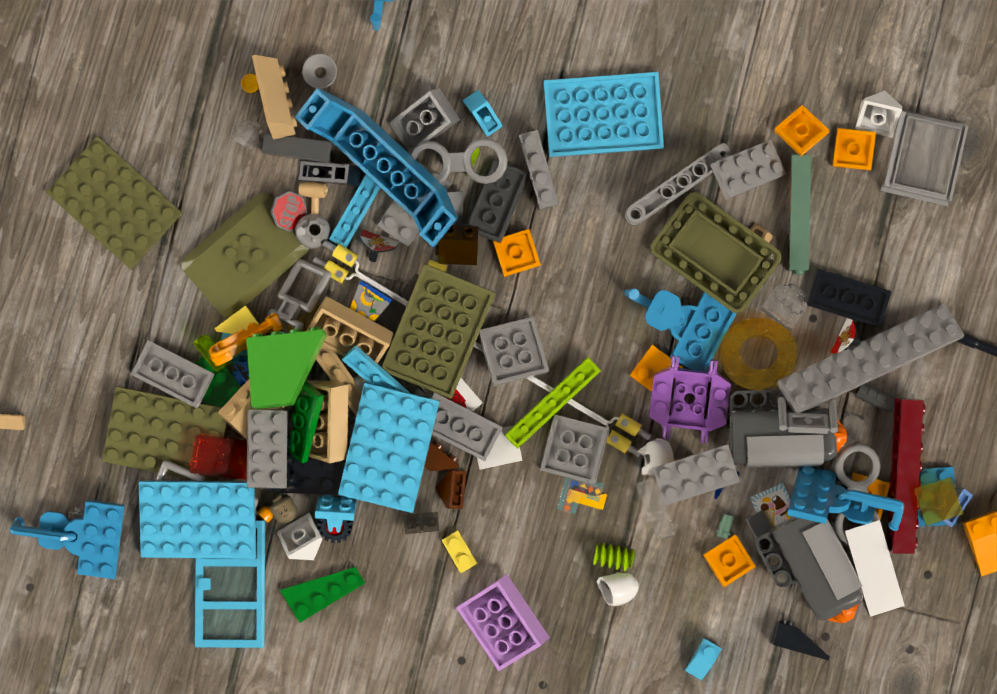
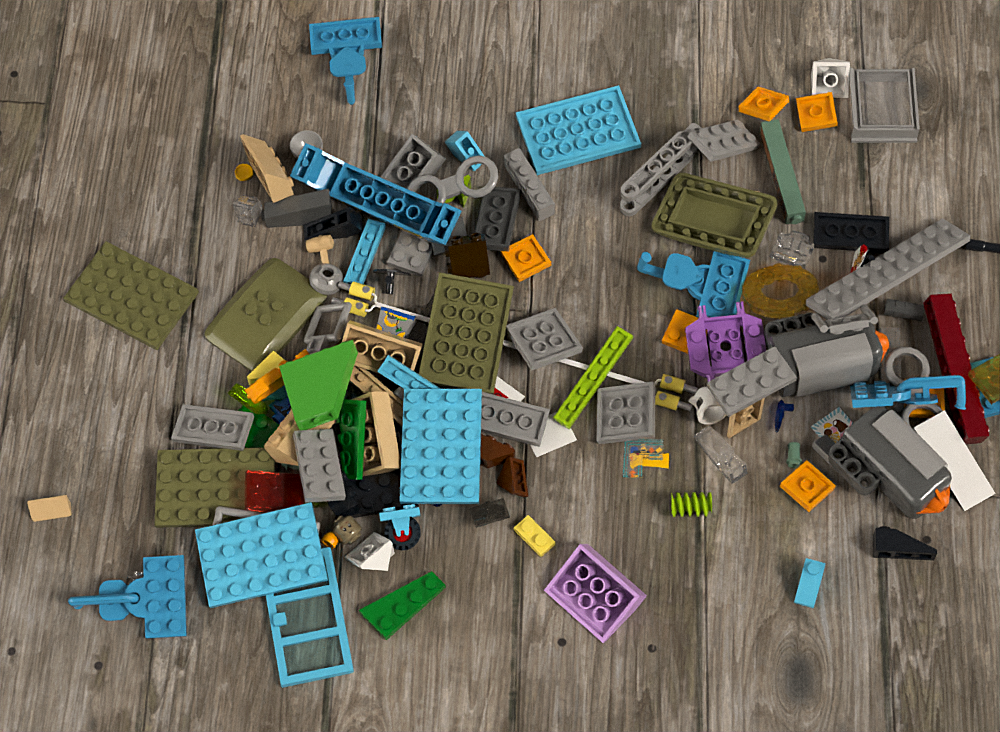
camera: 10 degrees left, 25 degrees down
(288, 210) = (299, 264): piece -> none
(621, 588) = (710, 530): white piece -> none

